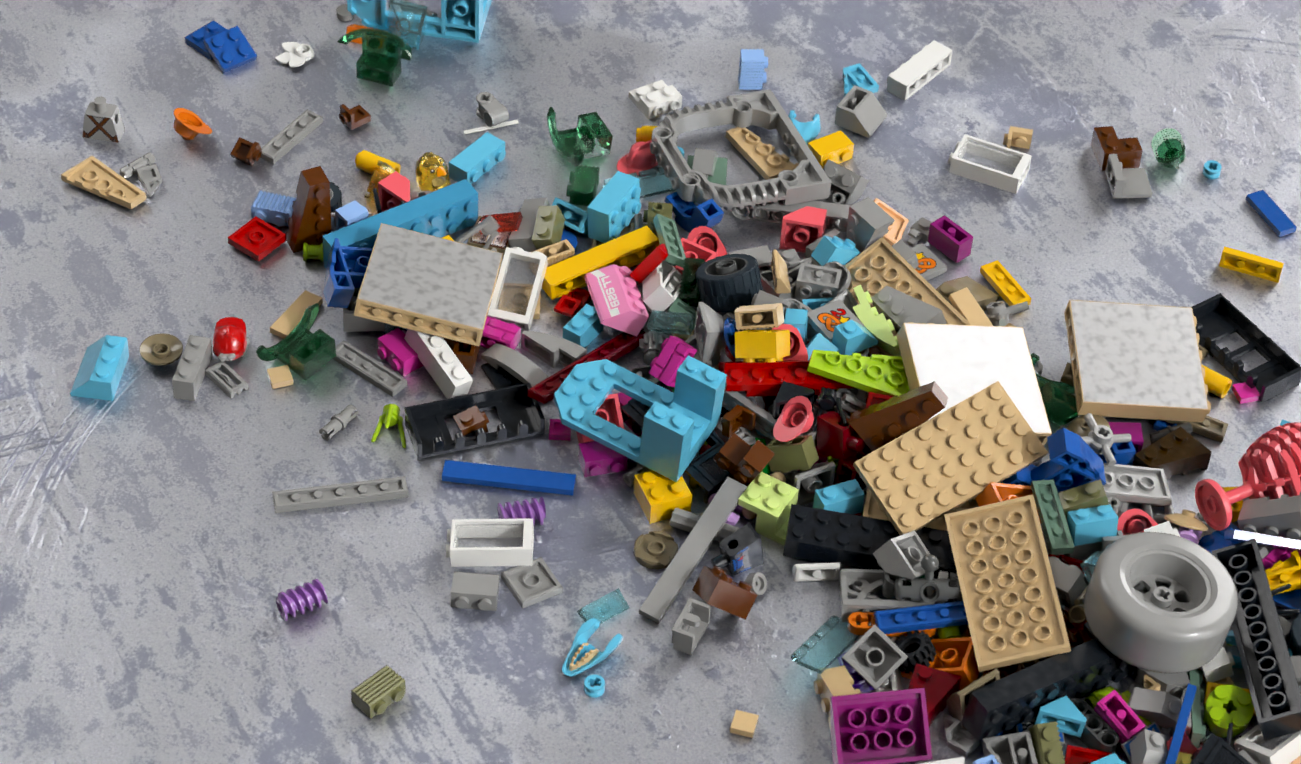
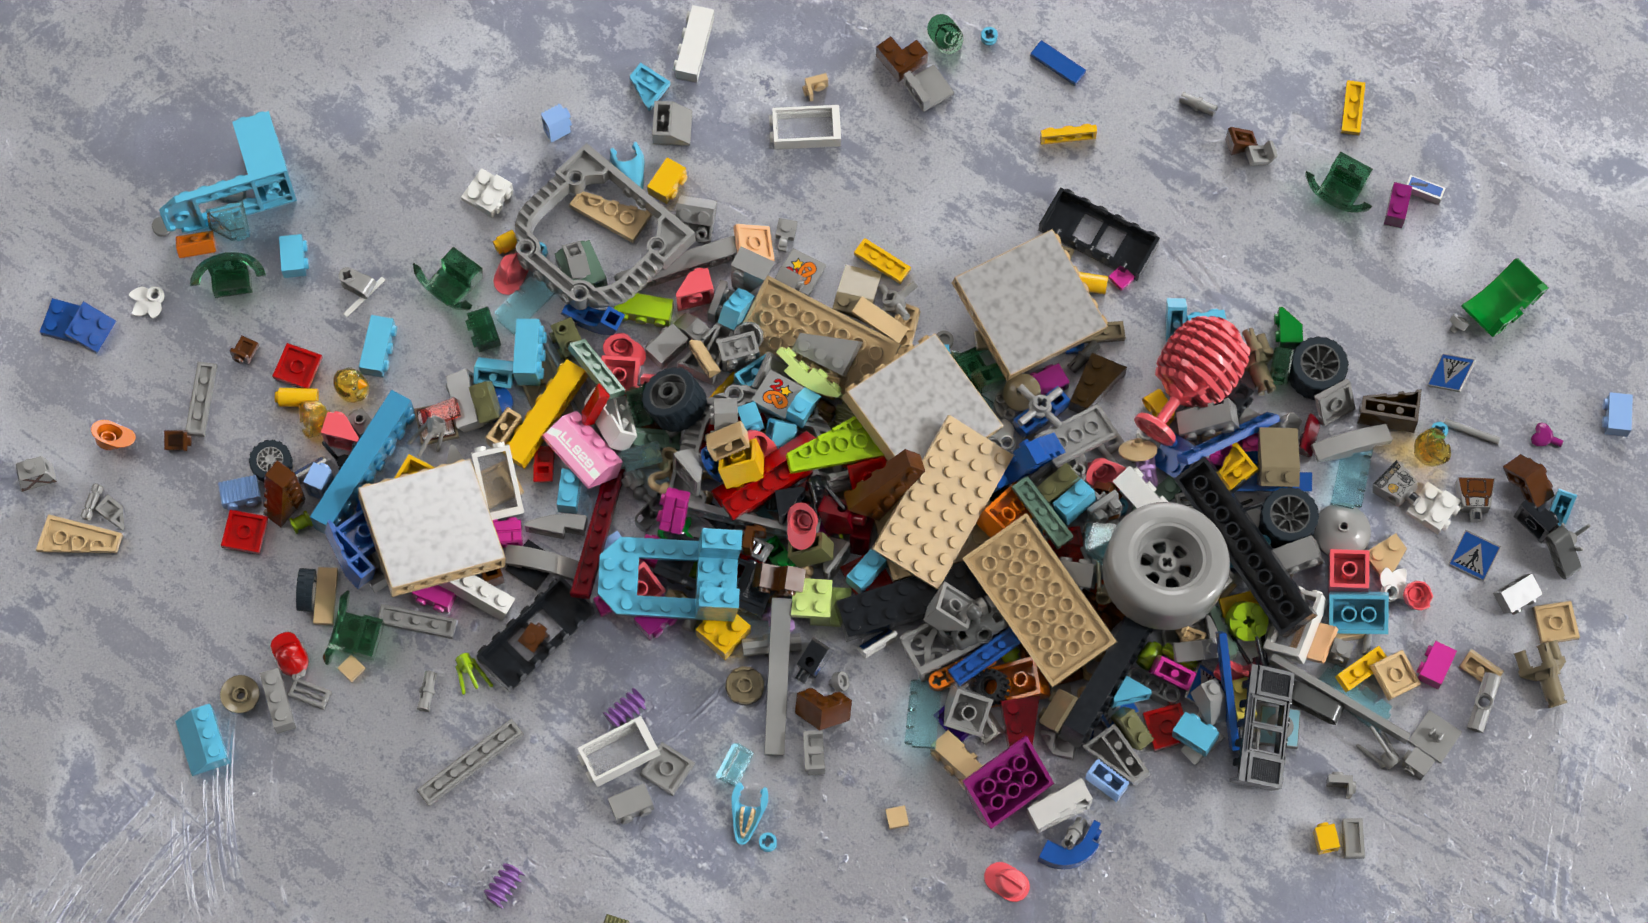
camera: 25 degrees left, 25 degrees up
(280, 294) = (306, 589): none -> black wheel
(394, 145) = (297, 366): none -> red plate
(446, 71) = (293, 255): none -> medium azure brick
(509, 477) = (592, 674): blue tile -> none
(748, 229) = (647, 309): none -> lime brick
(950, 239) = (816, 235): magenta brick -> none

